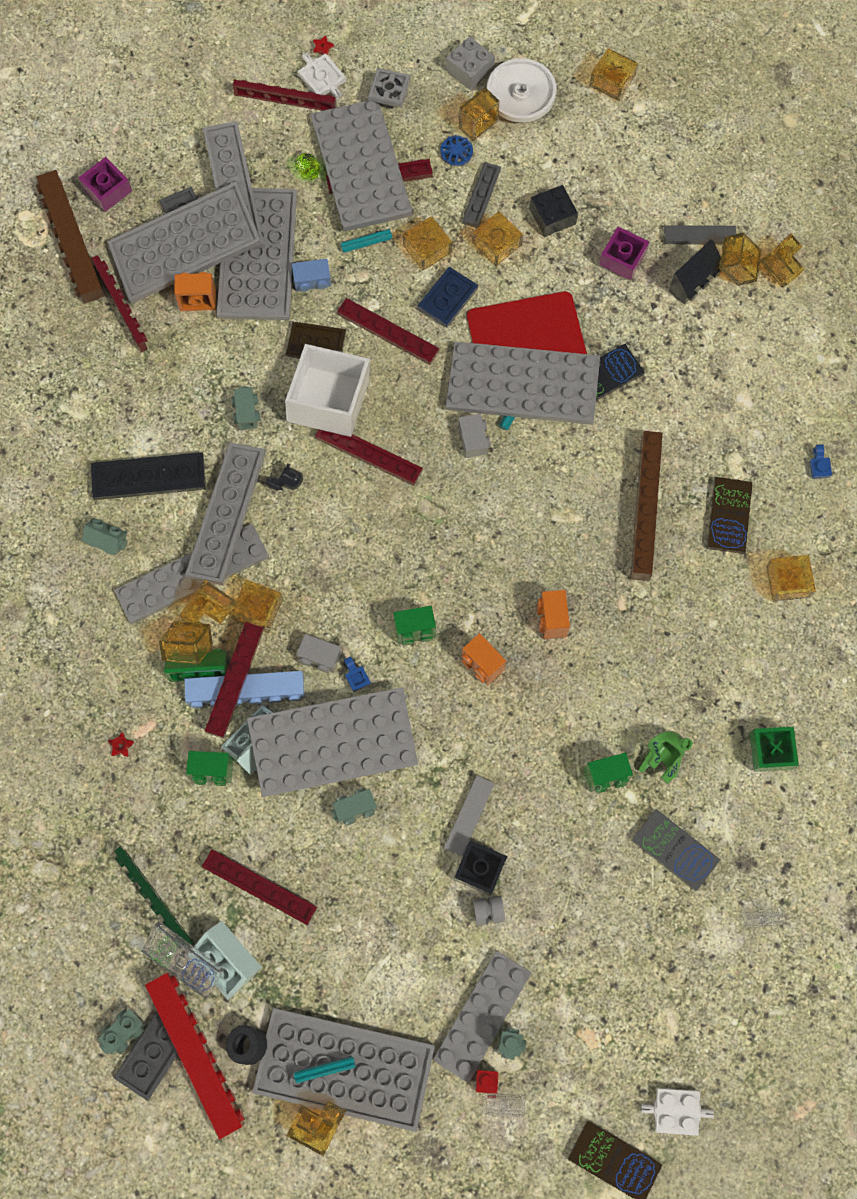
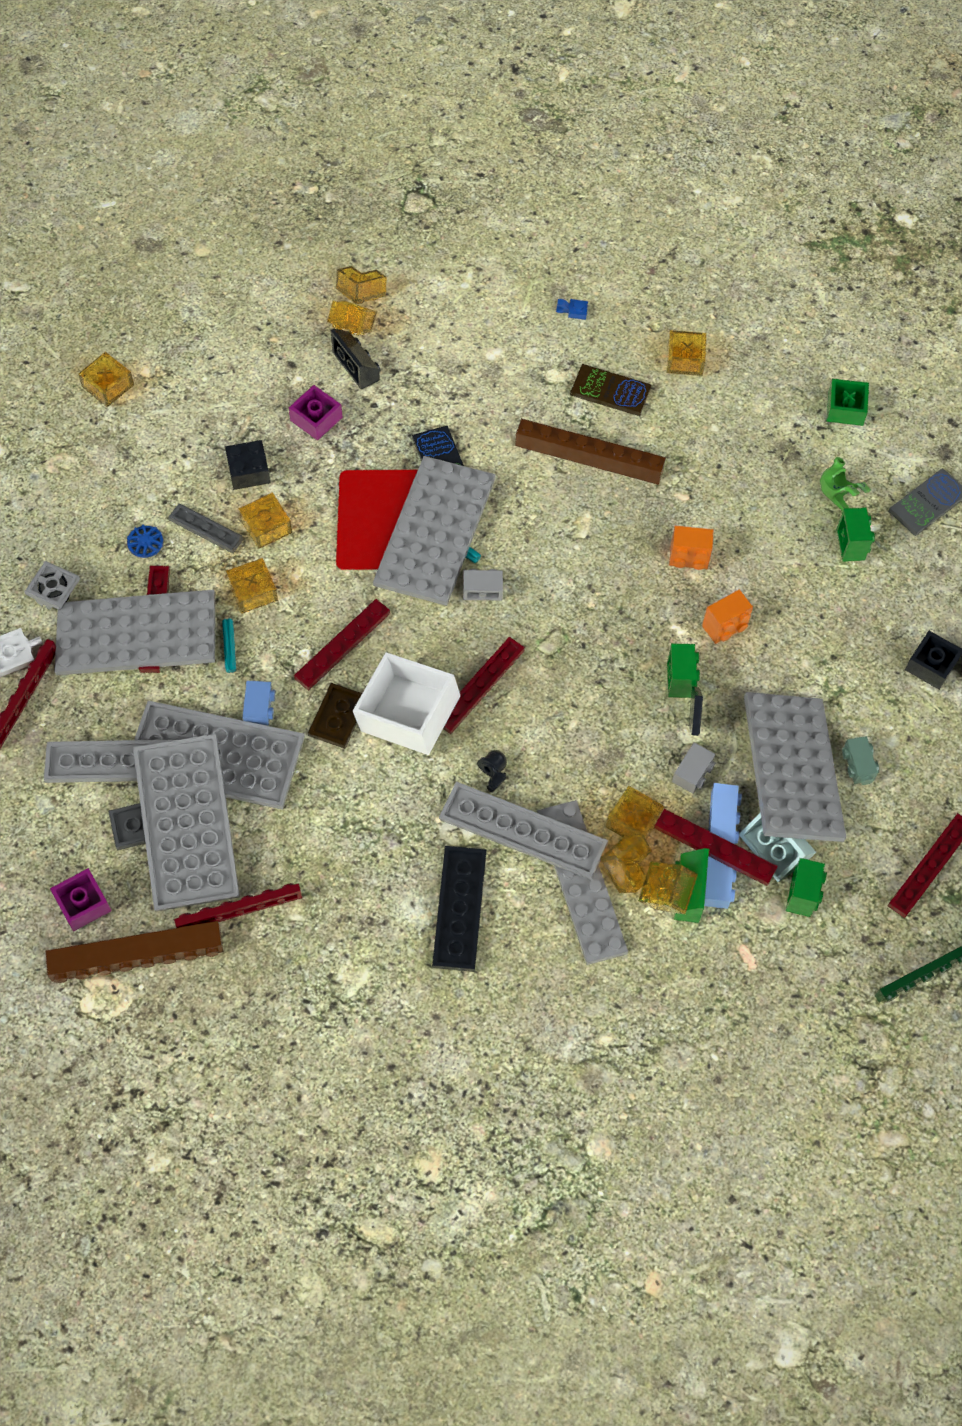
camera: 80 degrees left, 10 degrees down
(104, 536) = (525, 961): sand green brick -> none
(120, 750) = (767, 987): red plate -> none
(195, 291) = (250, 820): orange brick -> none
(246, 413) = (403, 793): sand green brick -> none
(307, 166) = (122, 684): clear neon green head -> none
(356, 676) = (723, 737): blue plate -> none
(369, 641) = (695, 711): none -> black tile
(448, 297) = (319, 579): dark blue plate -> none
(469, 816) = (878, 664): light grey tile -> none
(470, 63) = (45, 505): light grey brick -> none
(478, 114) = (114, 506): clear yellow brick -> none
(523, 88) = (96, 464): white dish -> none
(697, 234) = (308, 349): dark grey tile -> none

